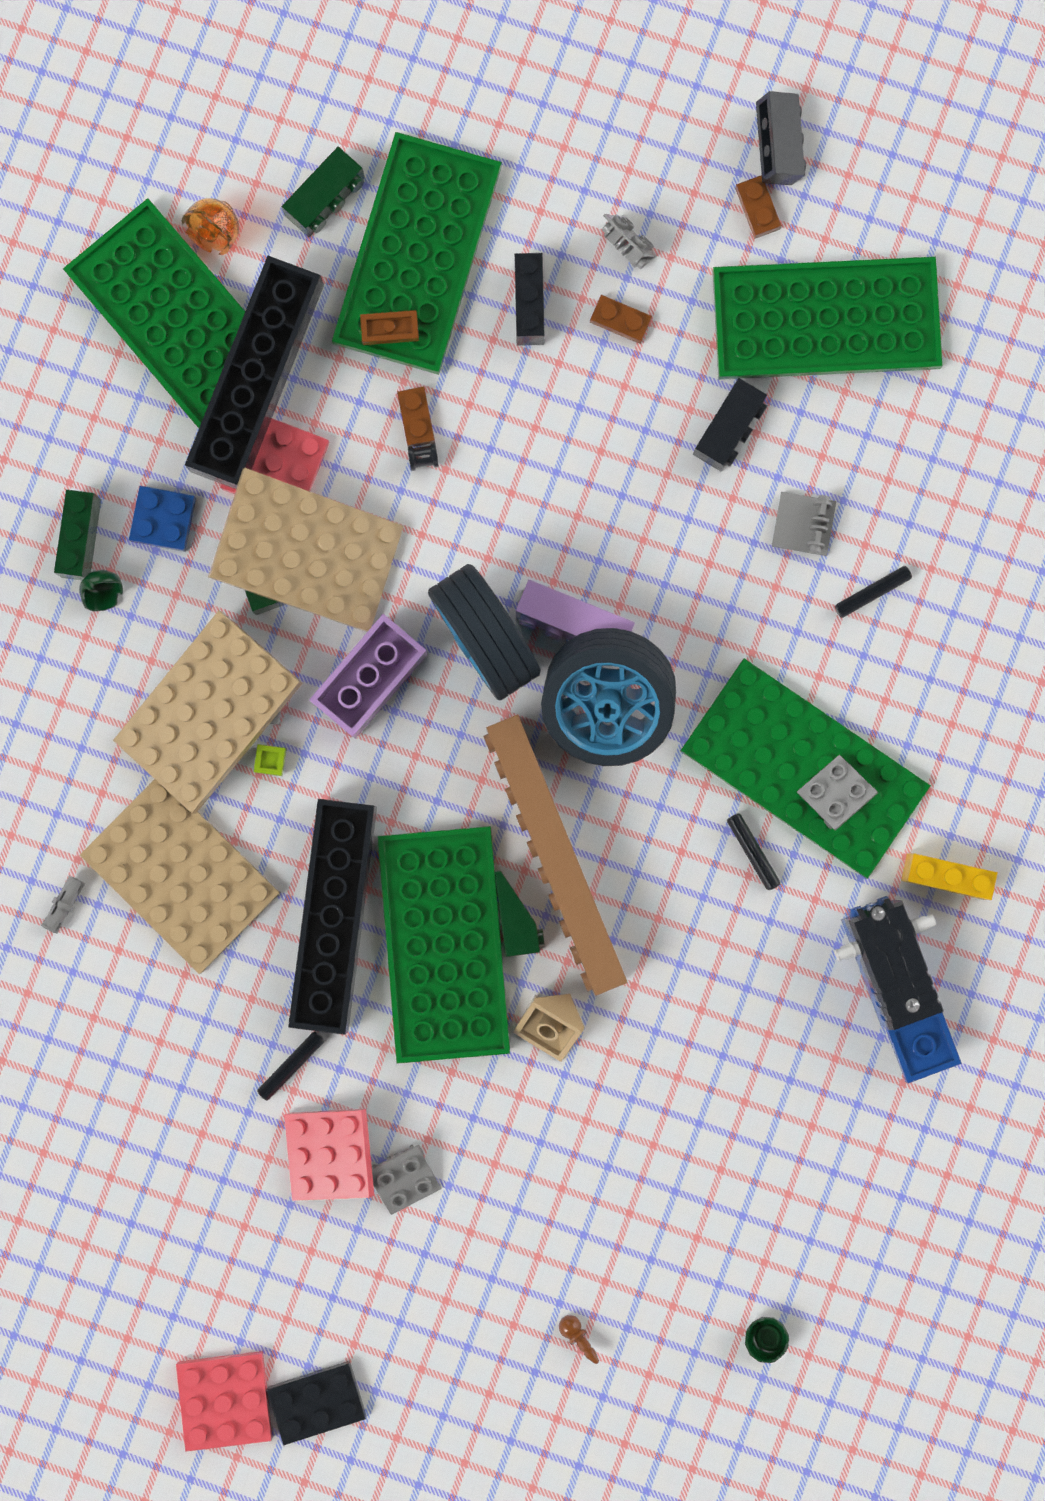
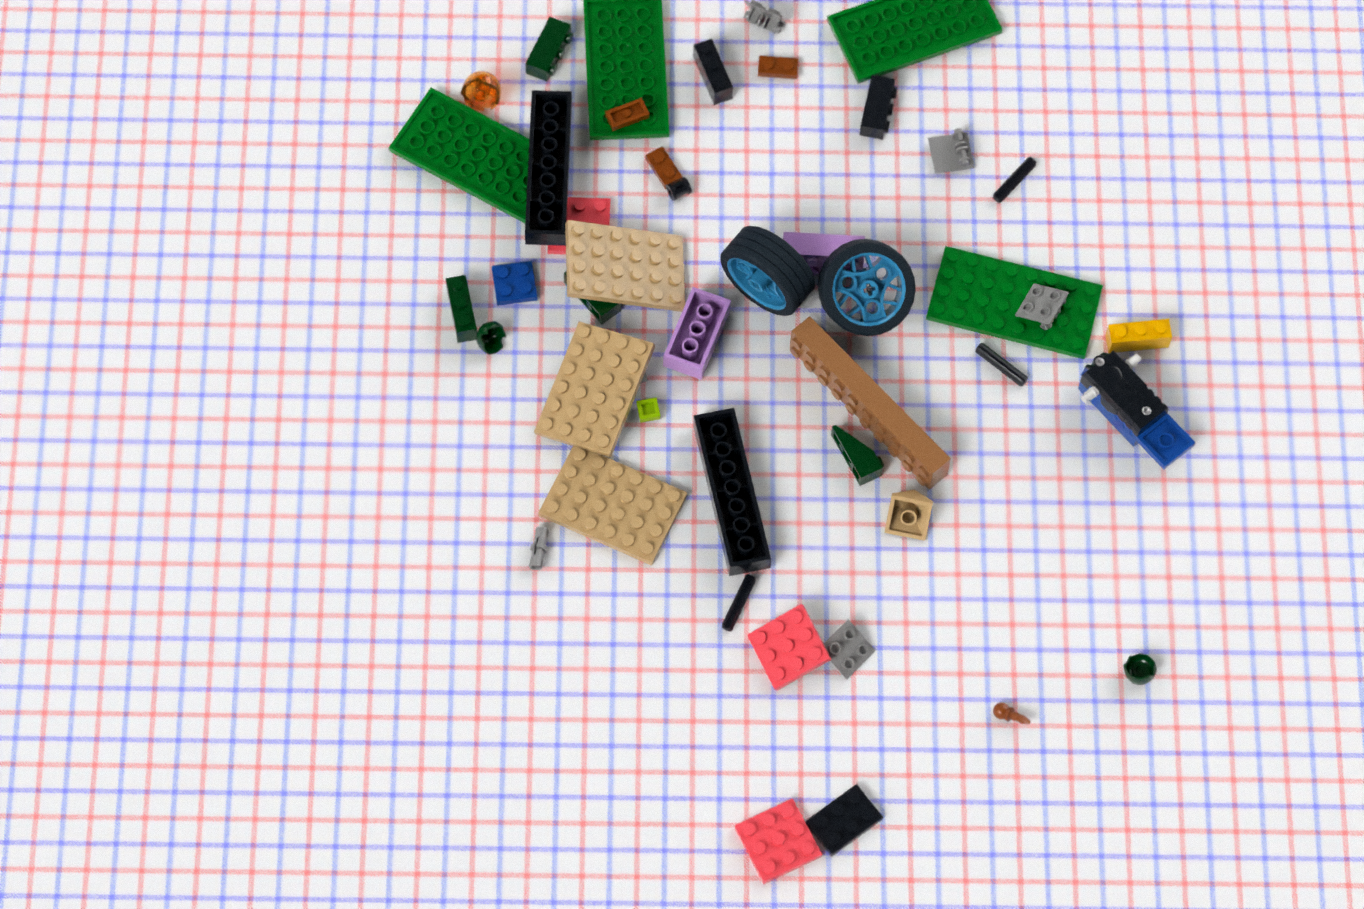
camera: 25 degrees left, 20 degrees down
(443, 945) = (814, 489): green plate -> none

